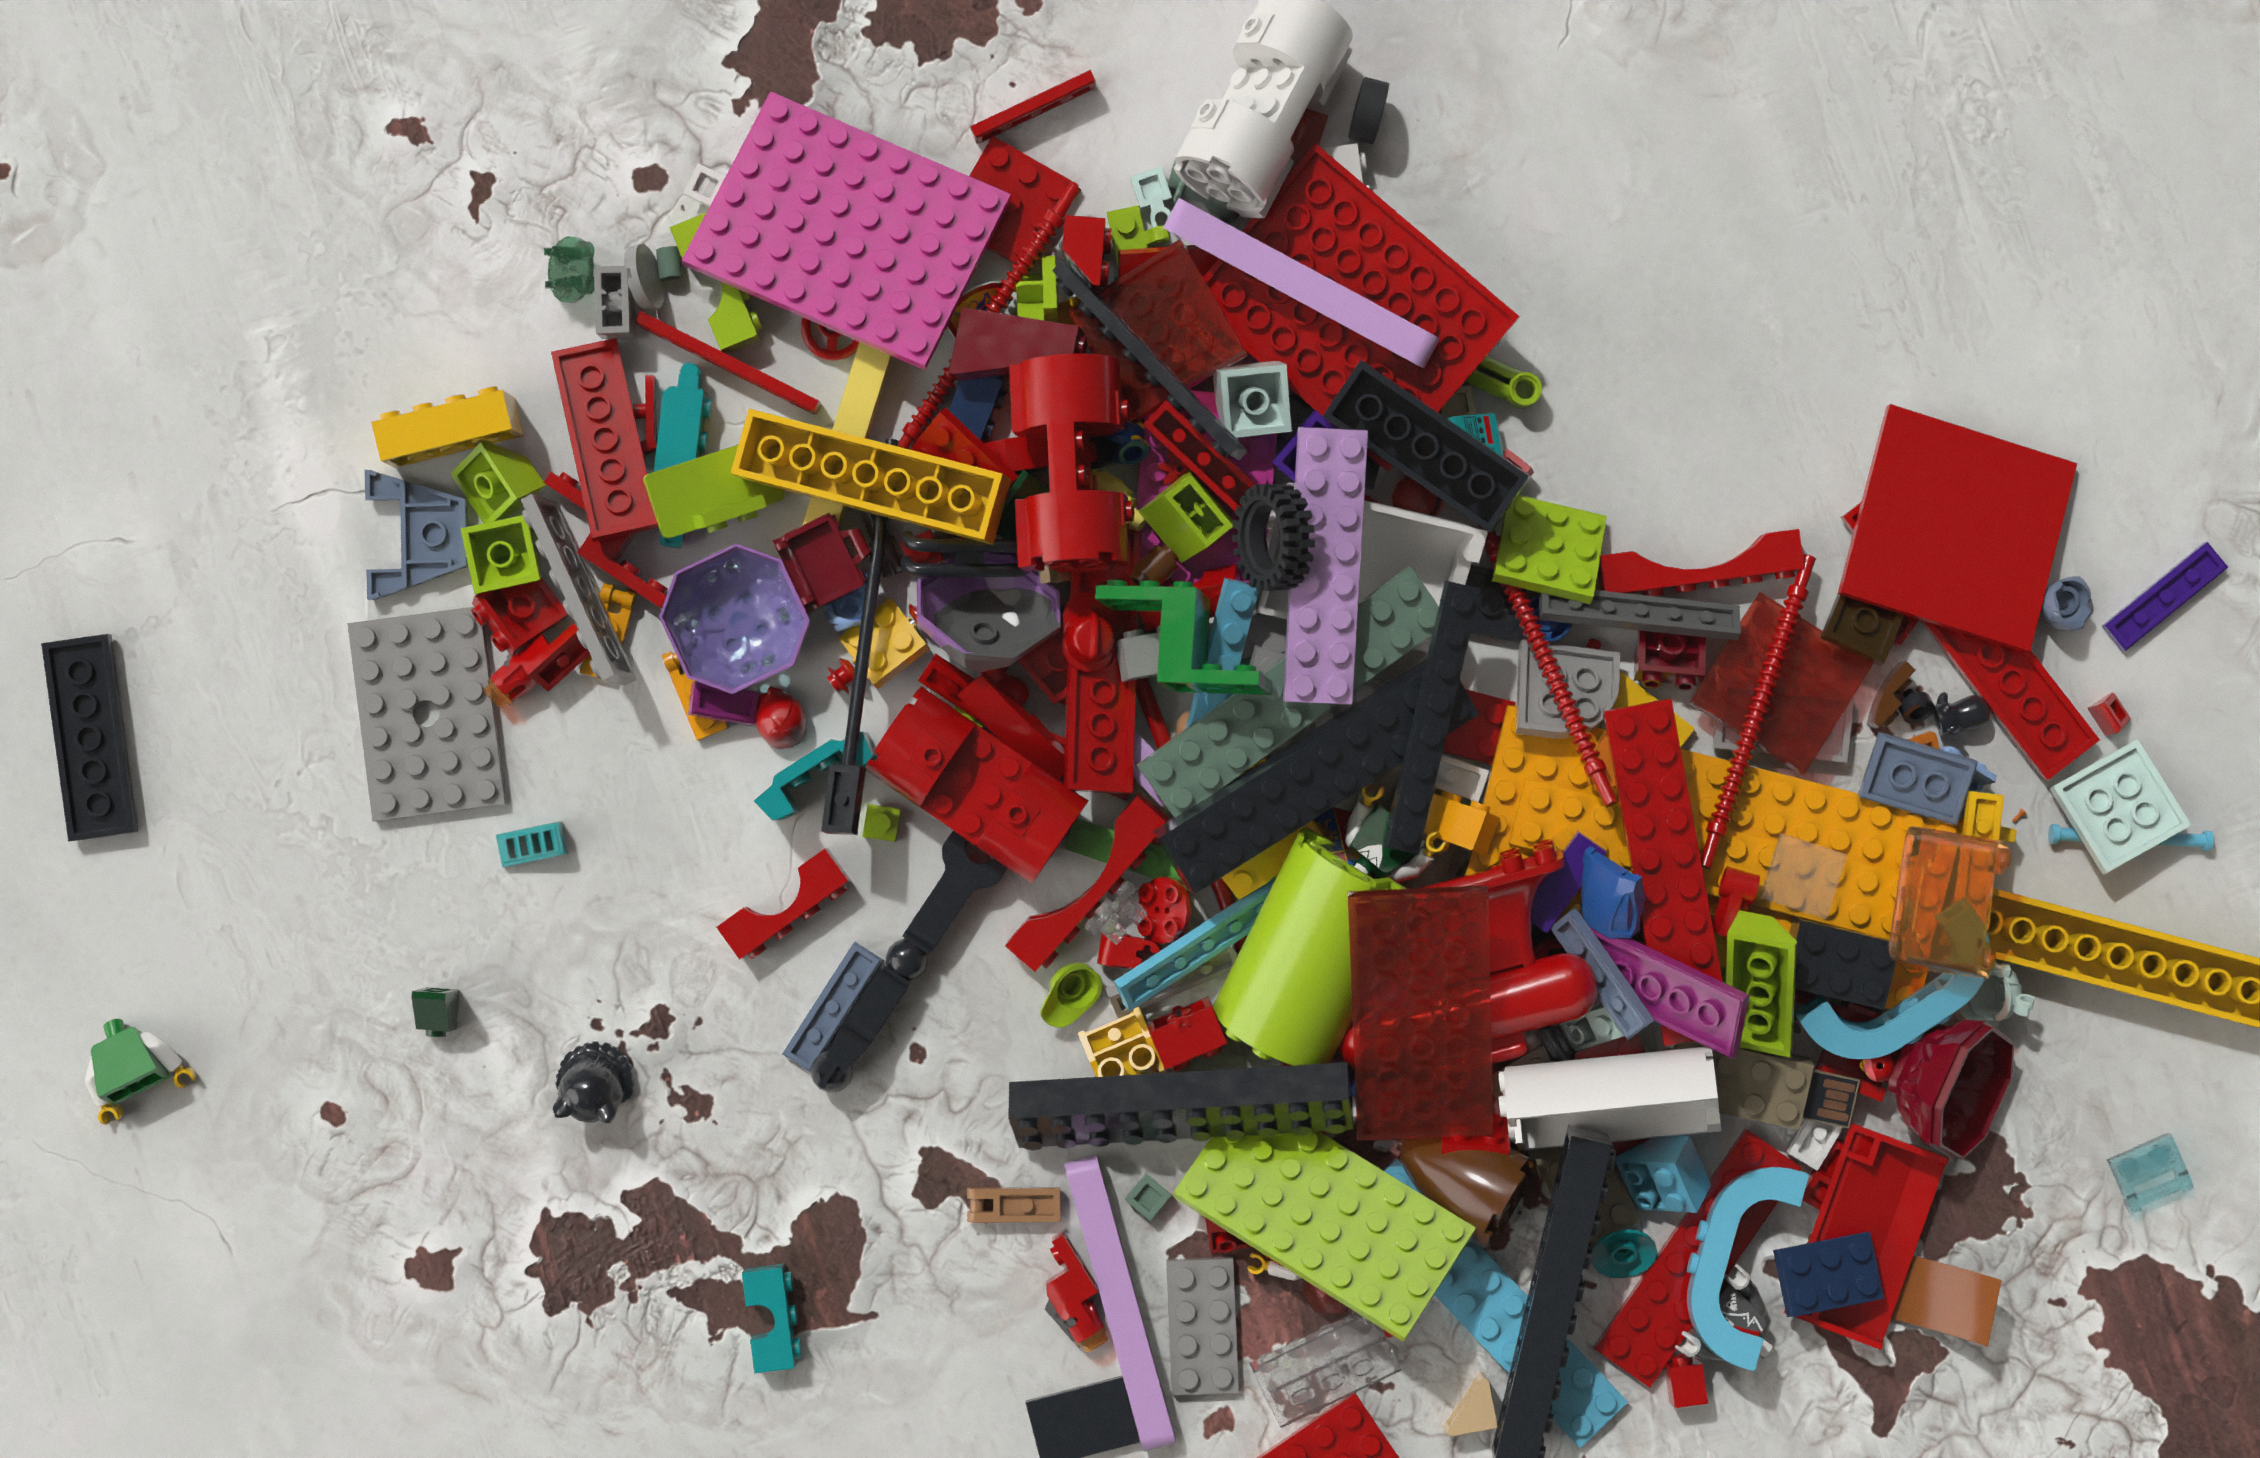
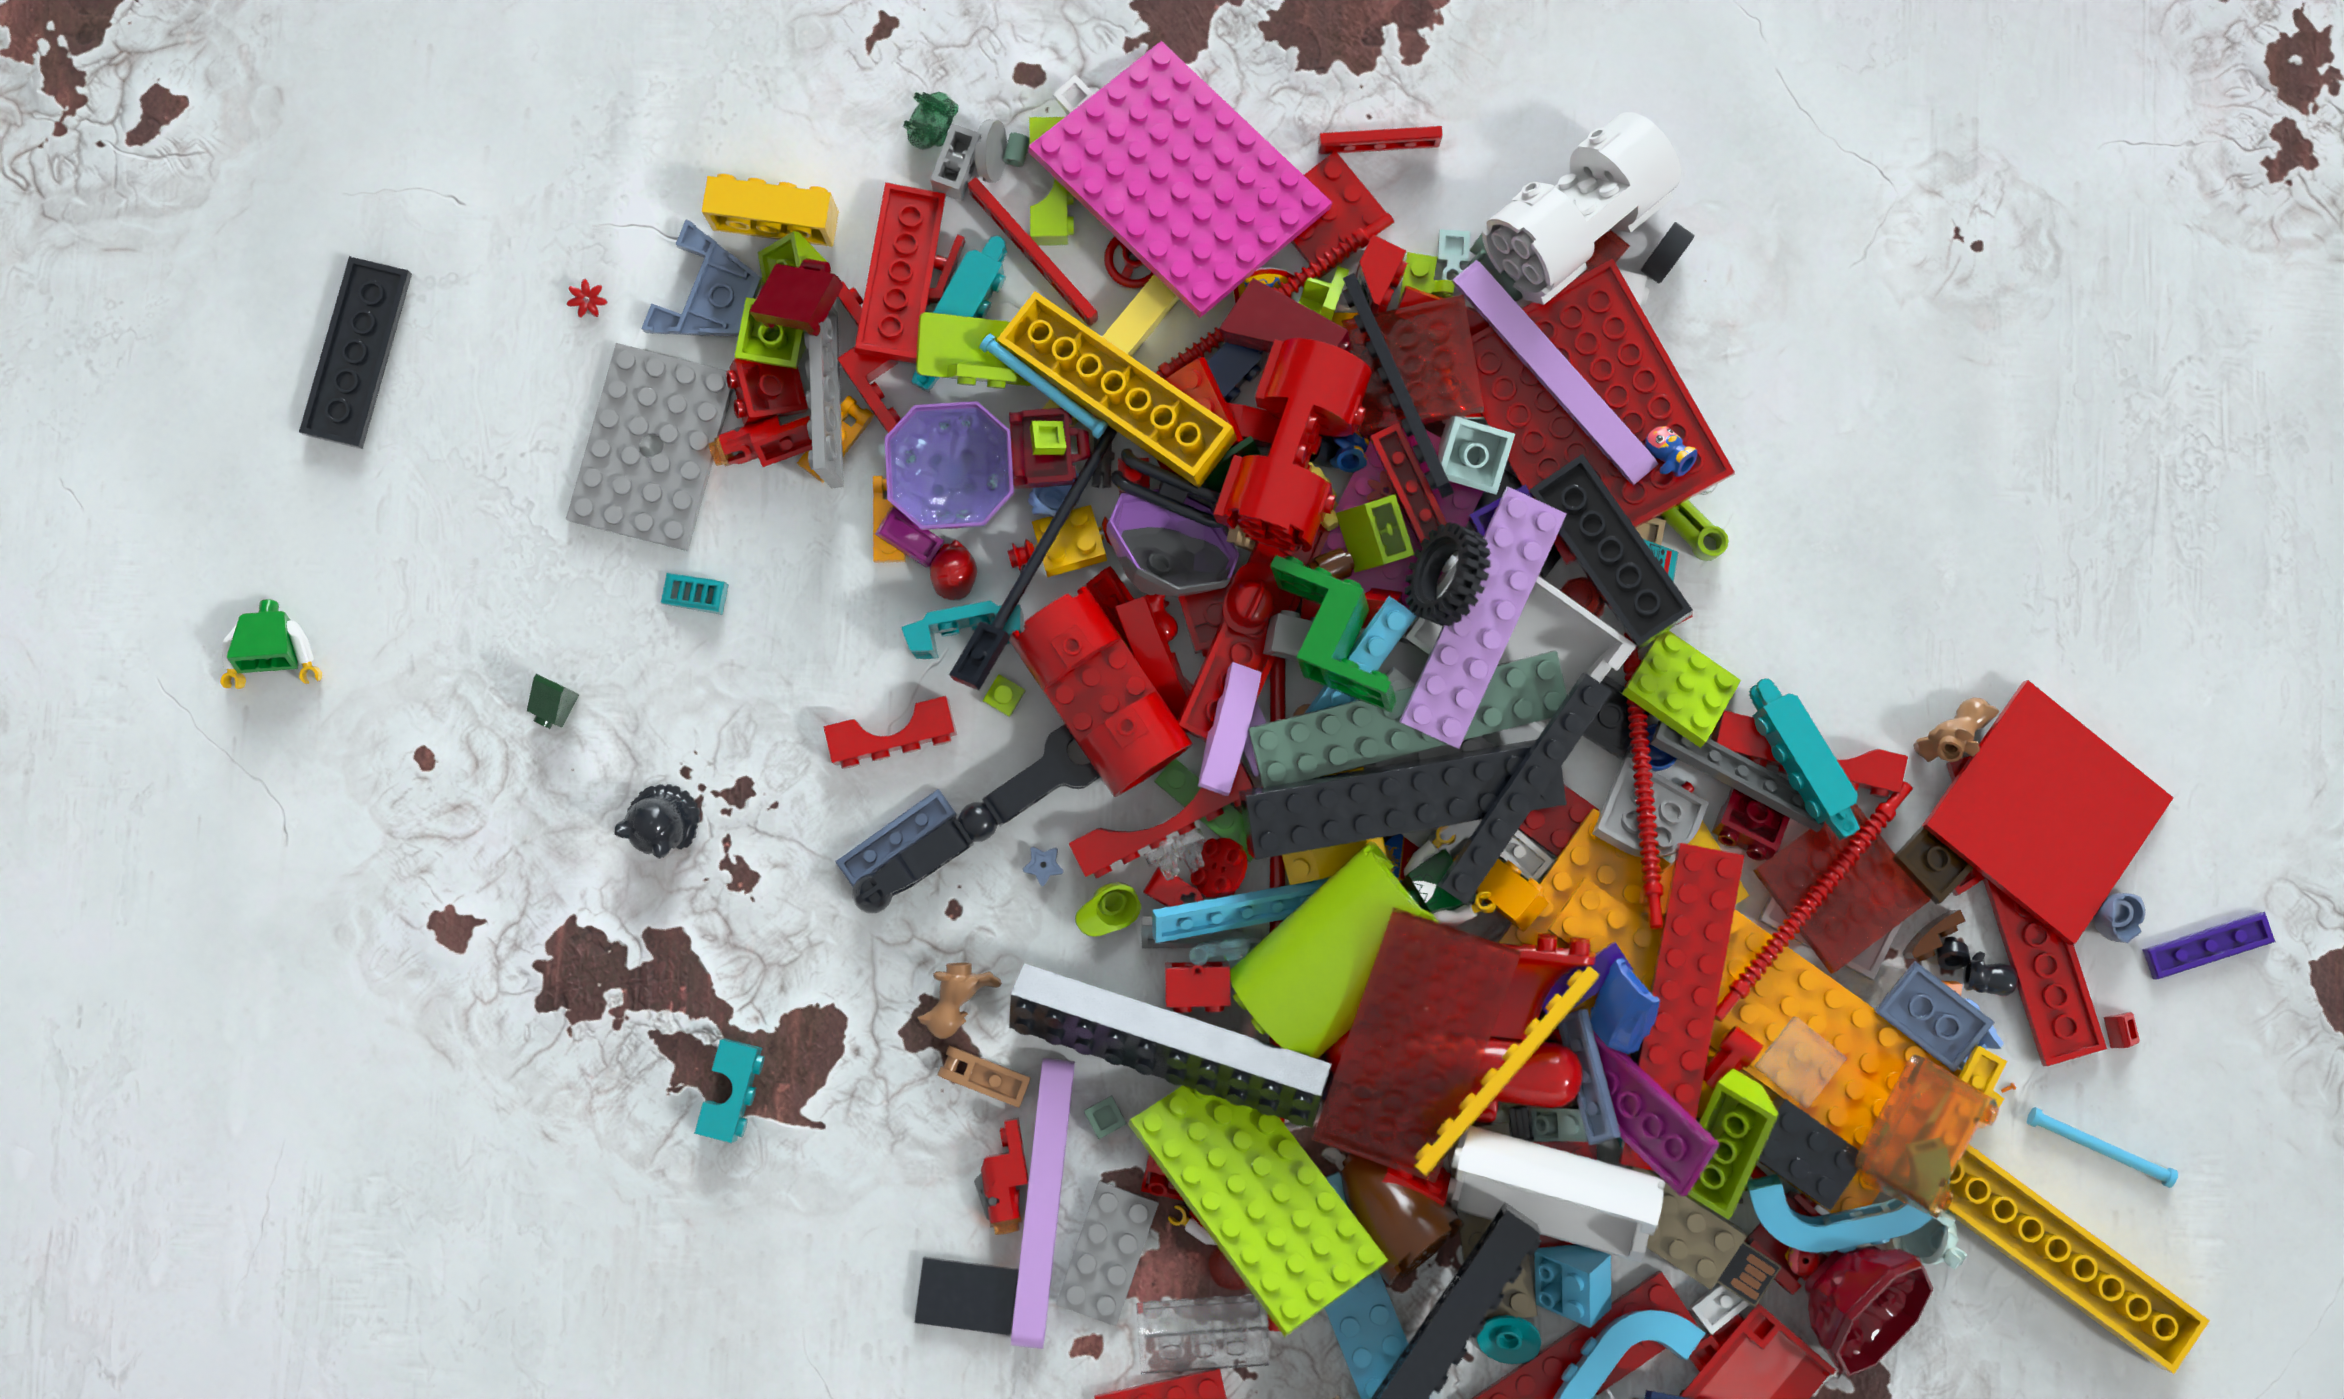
camera: 20 degrees right, 5 degrees down
(296, 594) = (584, 303): none -> red plant
(513, 509) = (797, 296): none -> dark red piece
(797, 501) = (989, 344): none -> medium azure bar
(821, 552) = (1047, 437): none -> lime plate
(952, 1130) = (956, 988): none -> medium nougat animal
(990, 984) = (1051, 868): none -> sand blue plate
(1119, 773) = (1230, 729): none -> lavender slope
(1122, 1047) = (1135, 973): yellow slope -> none
(1204, 987) = (1229, 948): none -> clear light blue plate
(1444, 318) = (1669, 447): none -> blue animal
(1512, 1017) = (1495, 1080): none -> yellow plate
(1697, 573) = (1805, 757): none -> teal hinge
(1839, 488) = (1956, 735): none -> medium nougat animal
(2120, 806) = (2104, 1115): light aqua plate -> none

